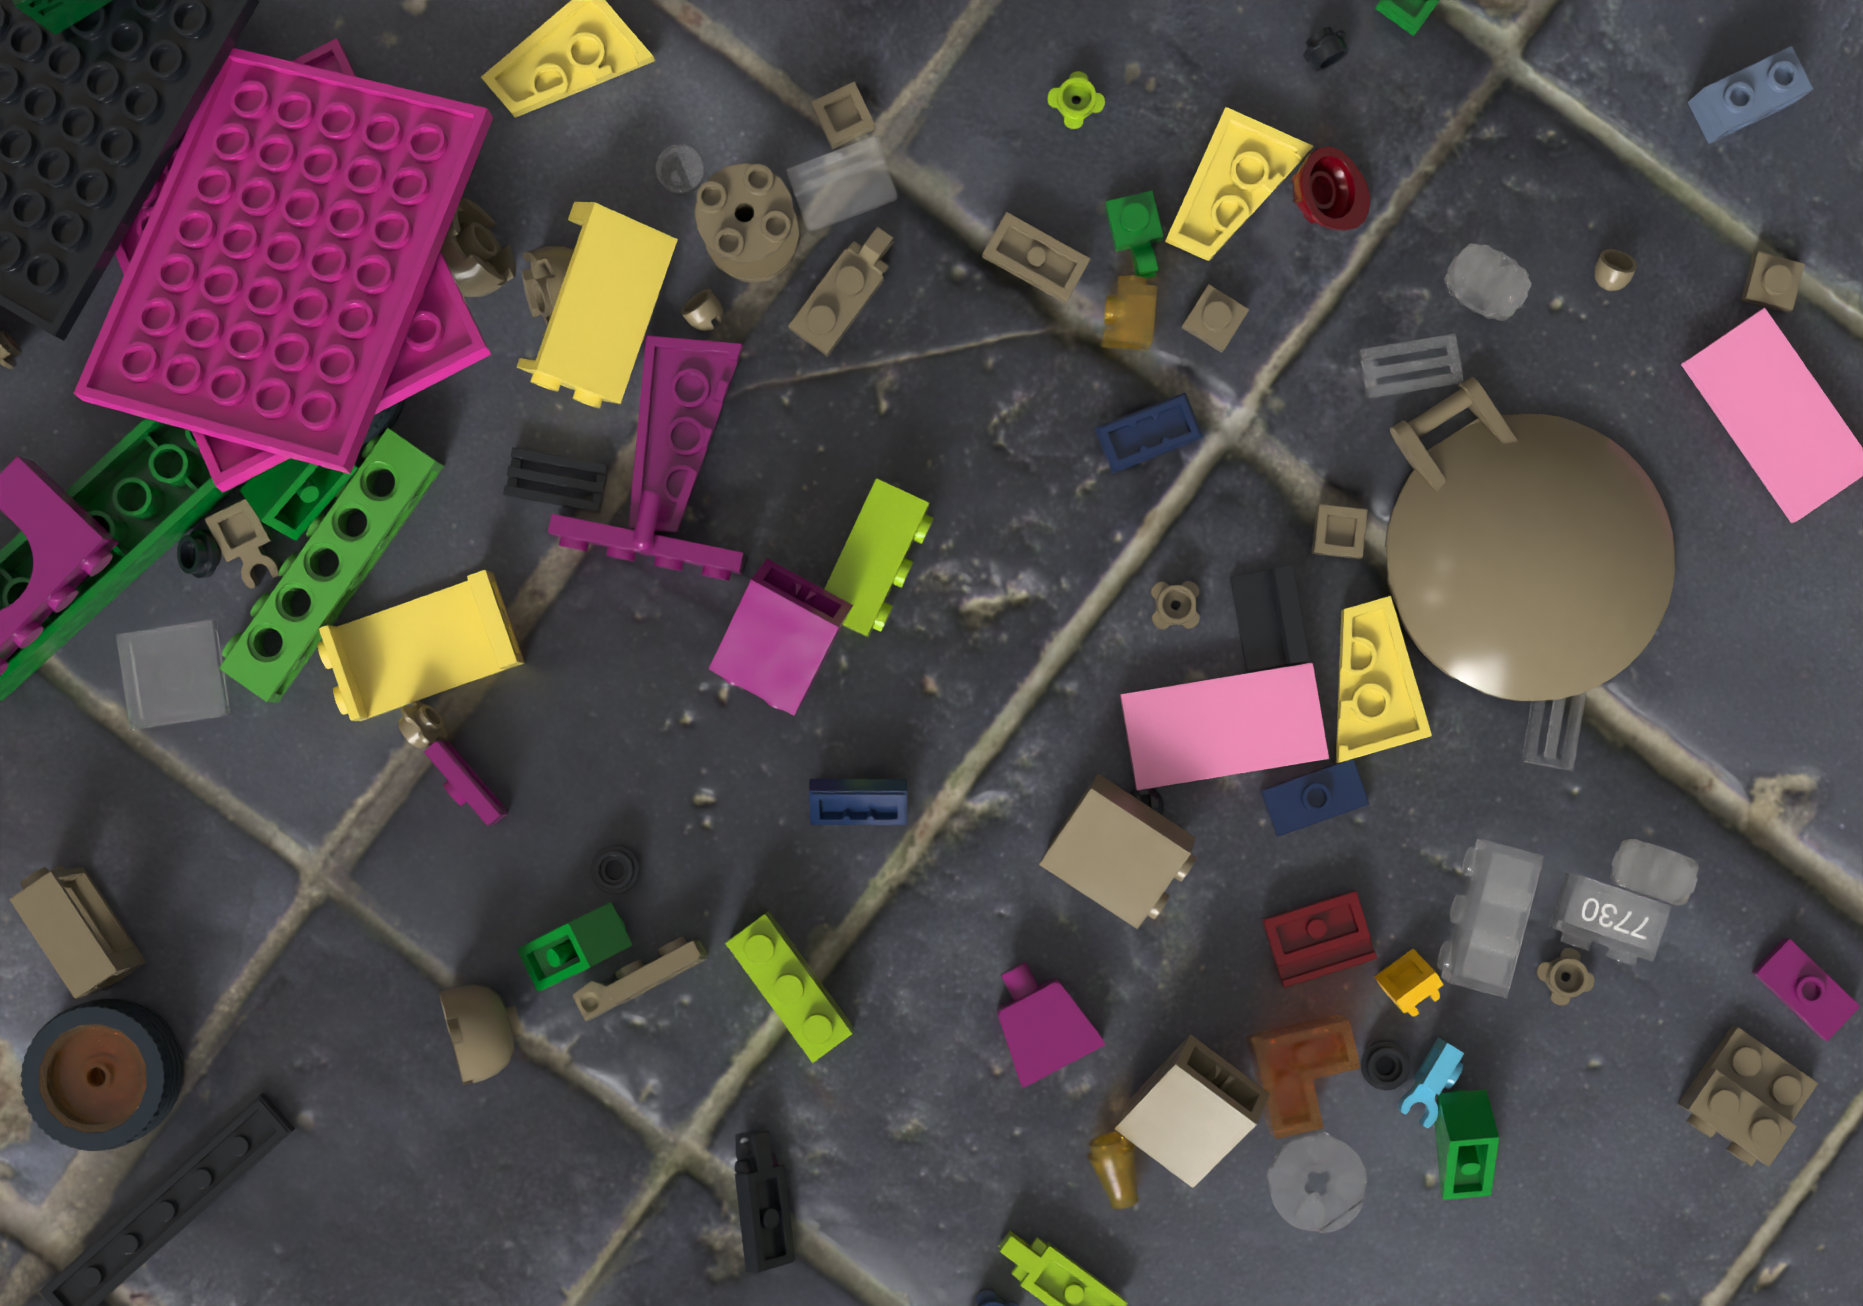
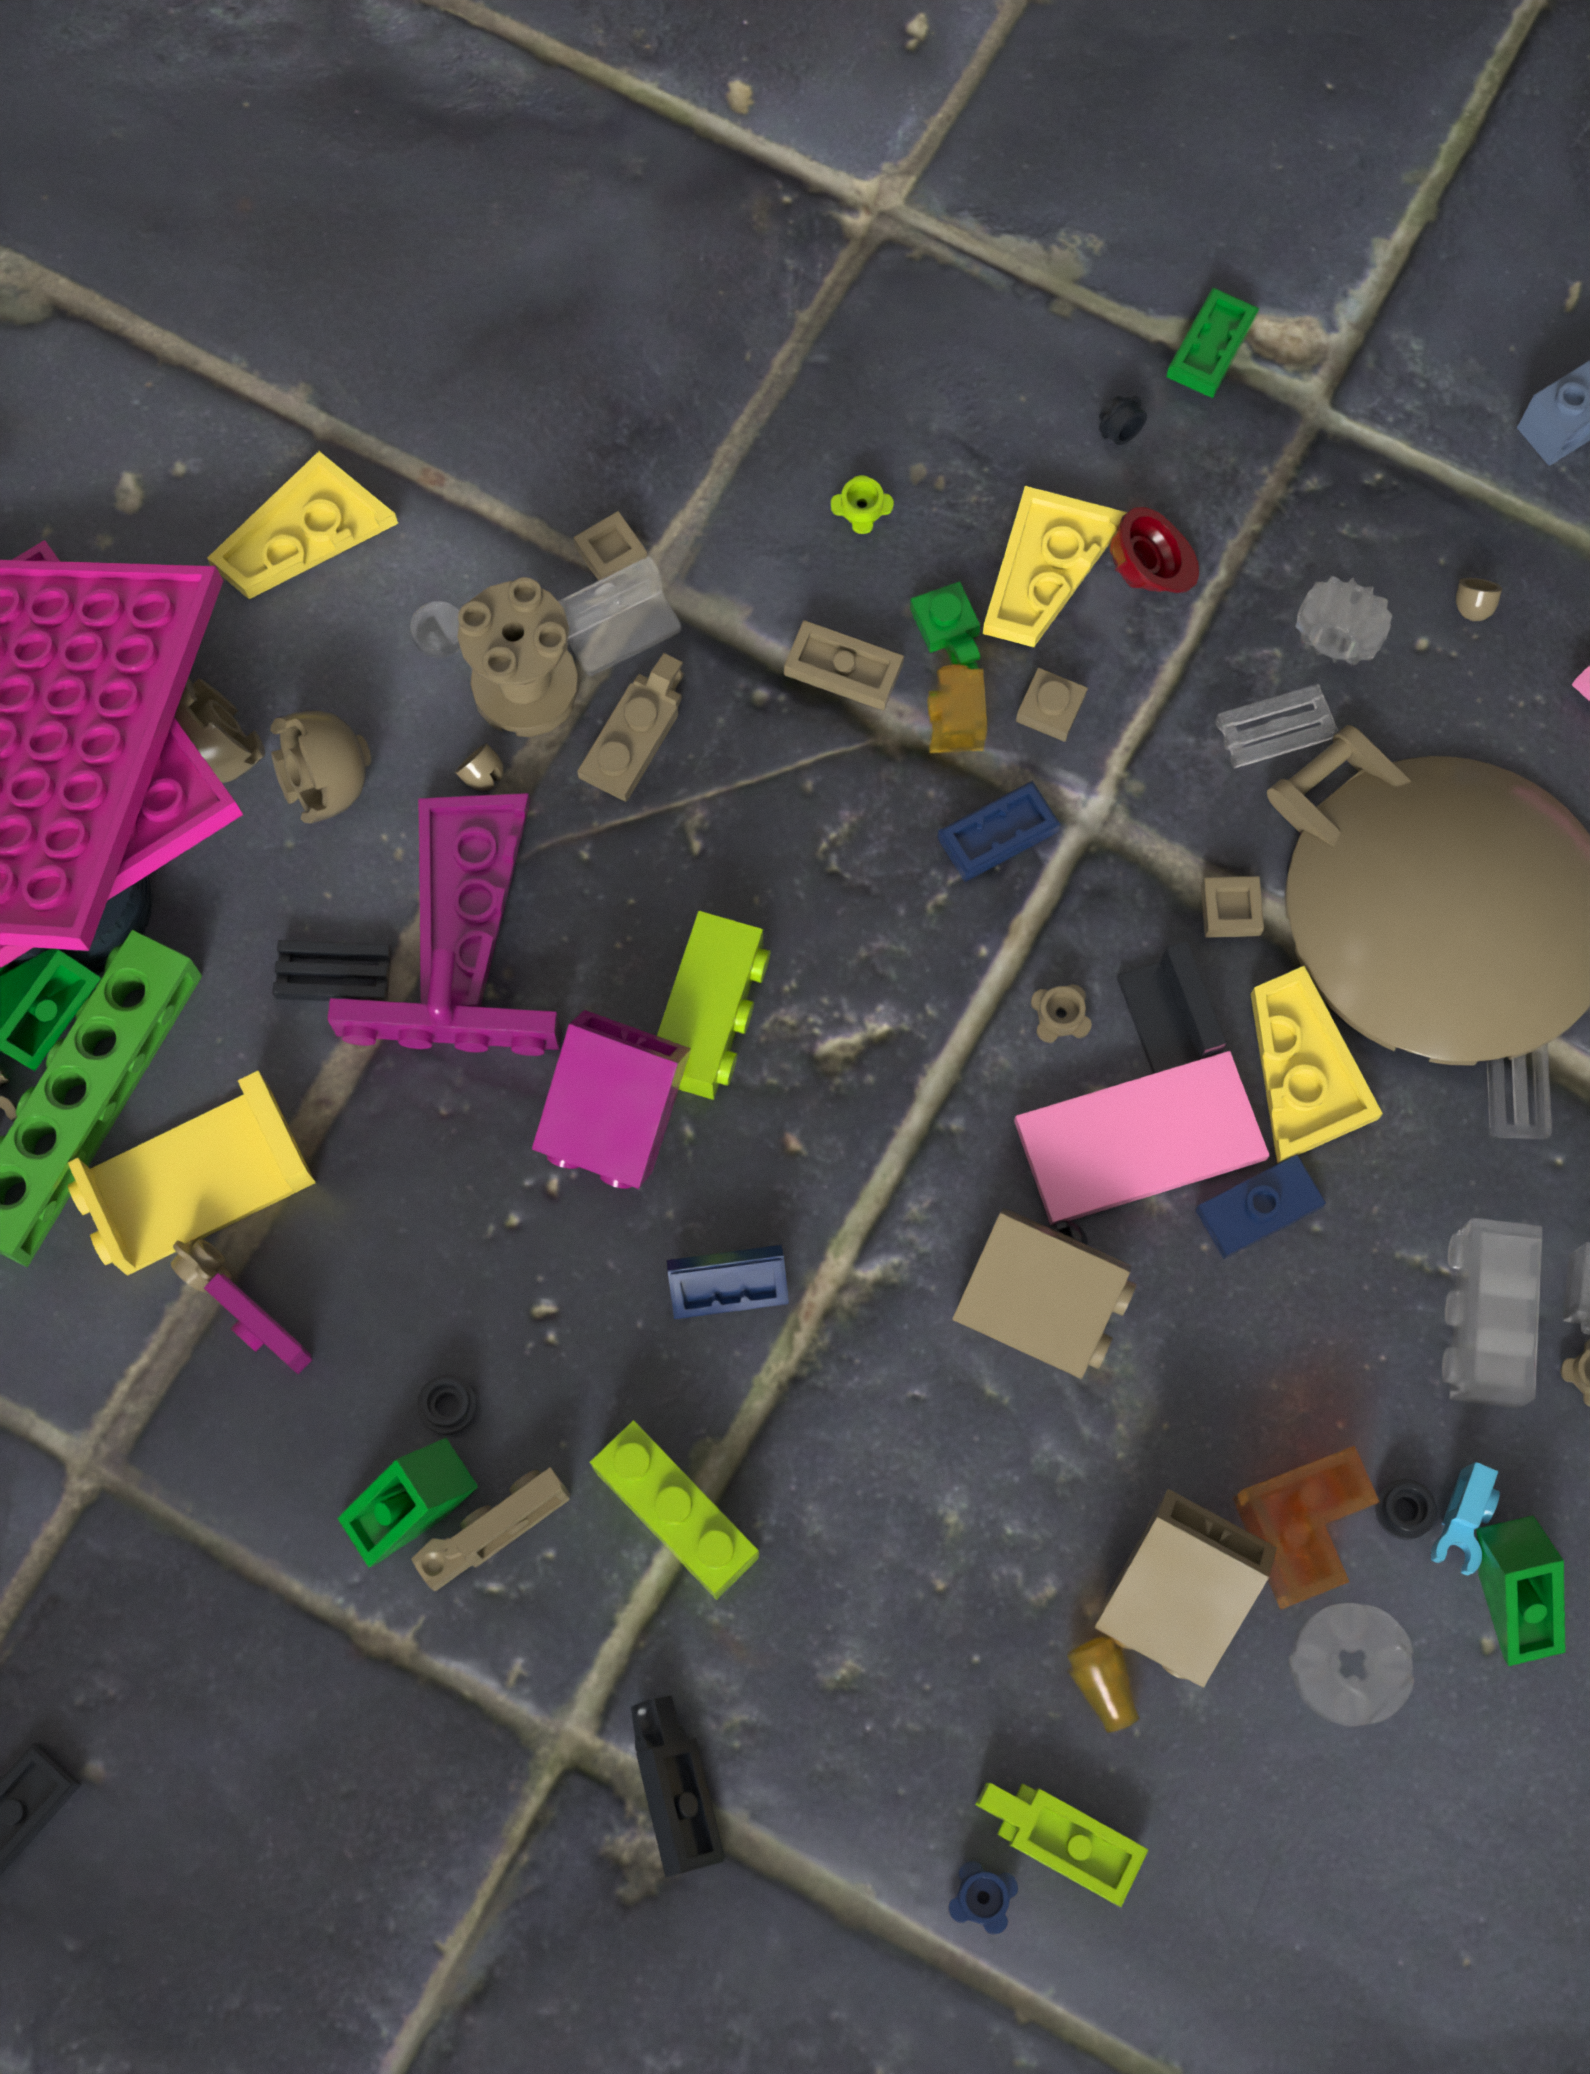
camera: 10 degrees left, 15 degrees down
(479, 1030) = (300, 1615): dark tan cylinder -> none
(602, 306) = (363, 769): light yellow panel -> none
(1043, 1025) = (987, 1515): magenta torso -> none
(1319, 938) = (1297, 1367): dark red plate -> none
(1409, 982) = (1415, 1402): yellow tile -> none

